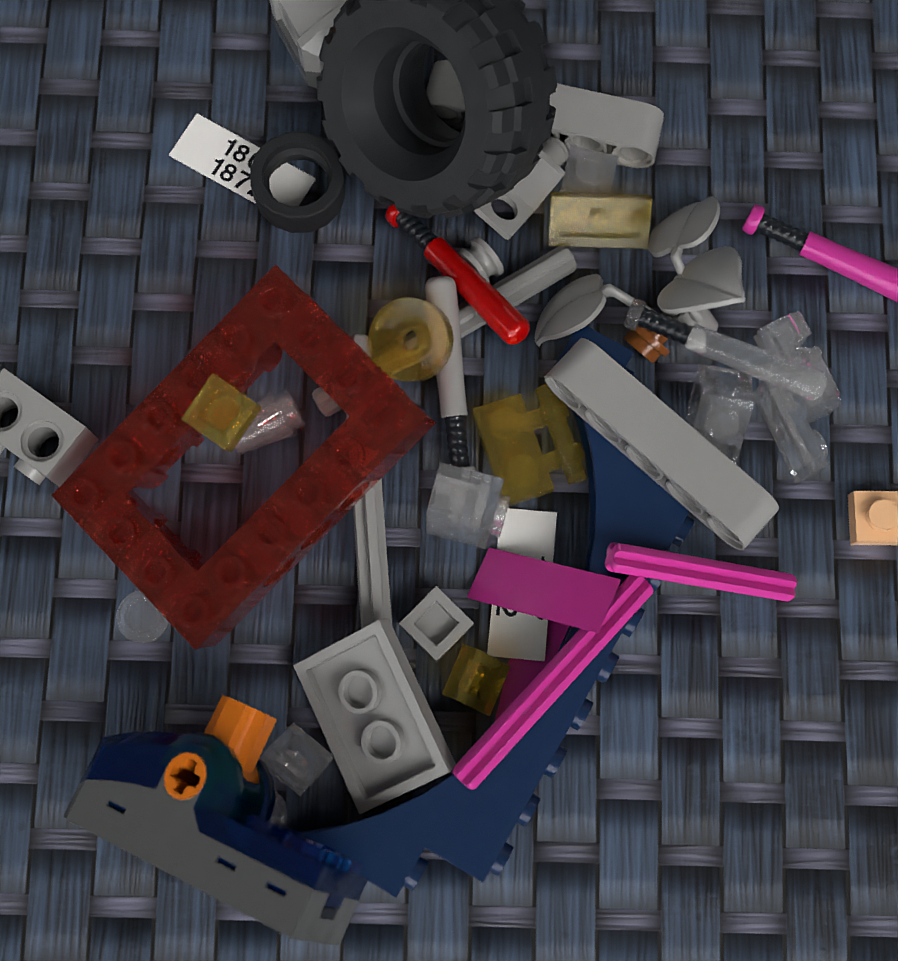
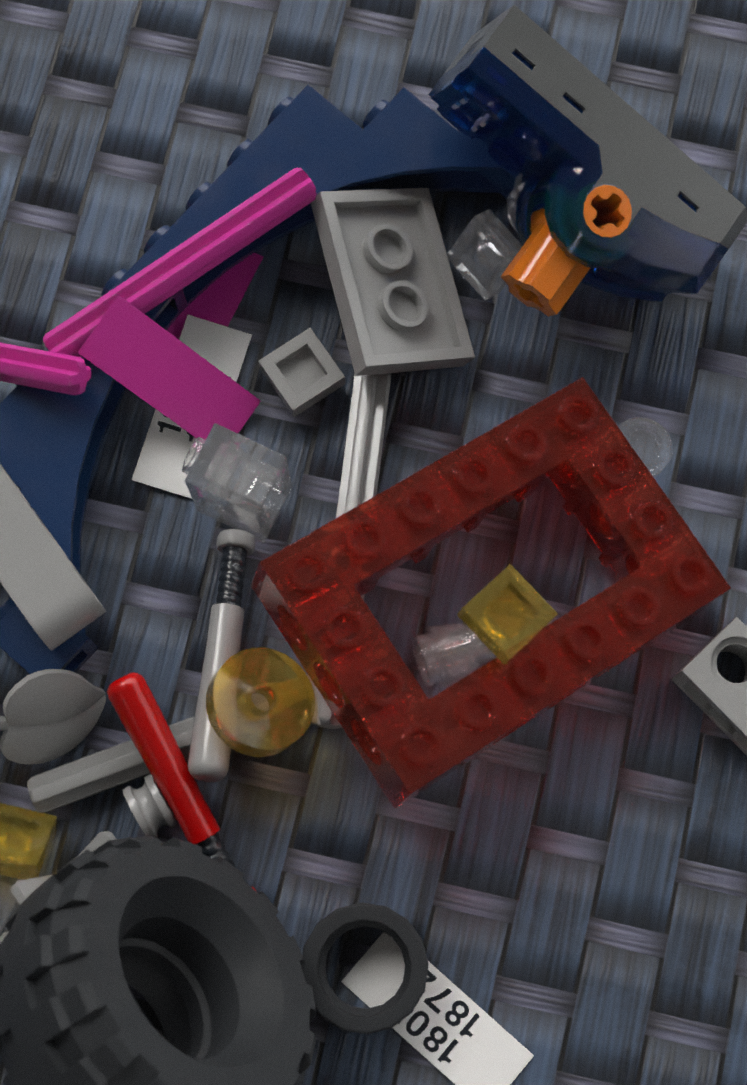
camera: 165 degrees left, 0 degrees up
(476, 679) = (270, 301): clear yellow plate -> none
(514, 450) = (164, 563): clear yellow plate -> none

